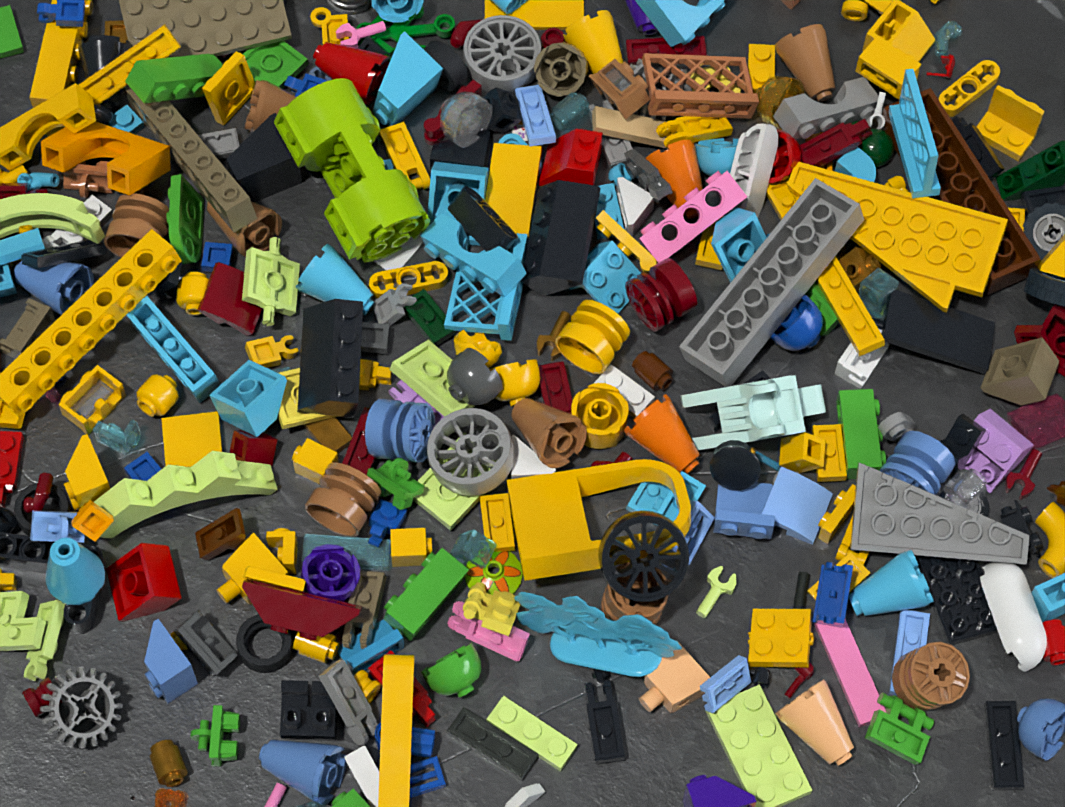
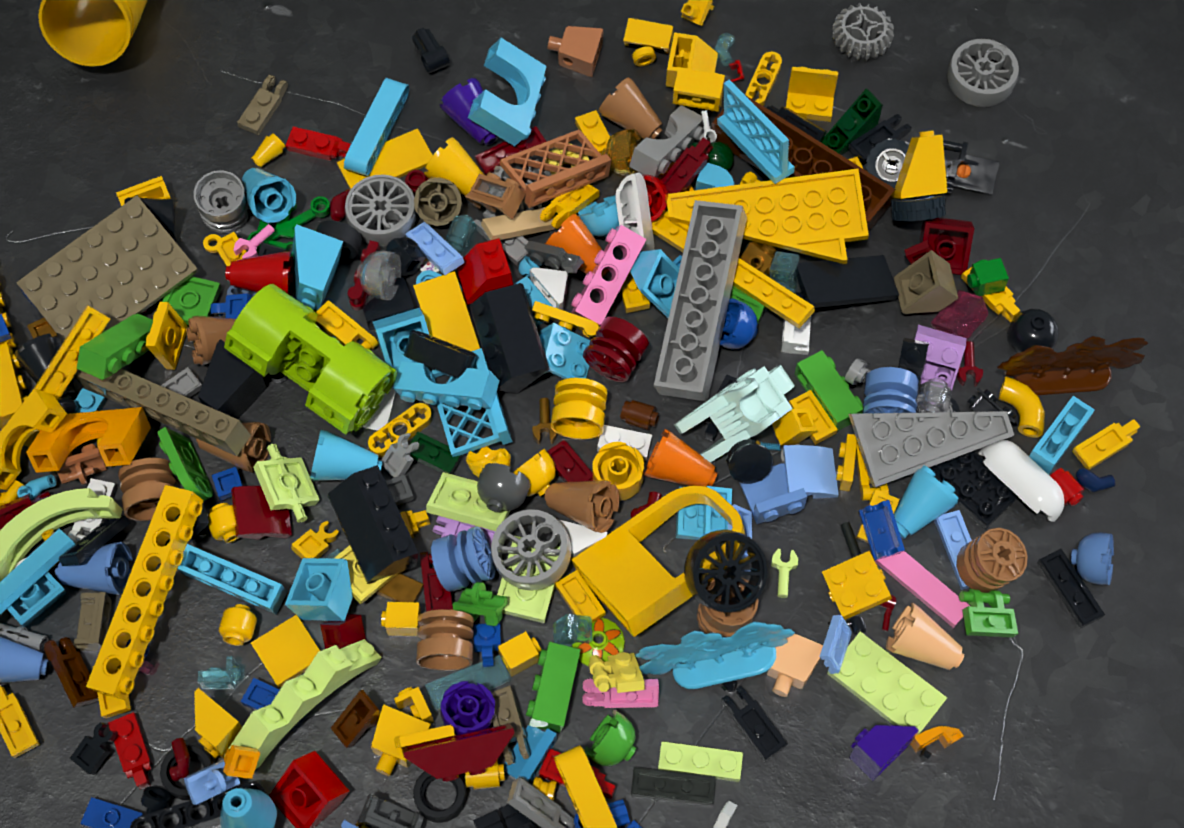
camera: 25 degrees left, 0 degrees up
(92, 399) = (181, 654): yellow window -> none

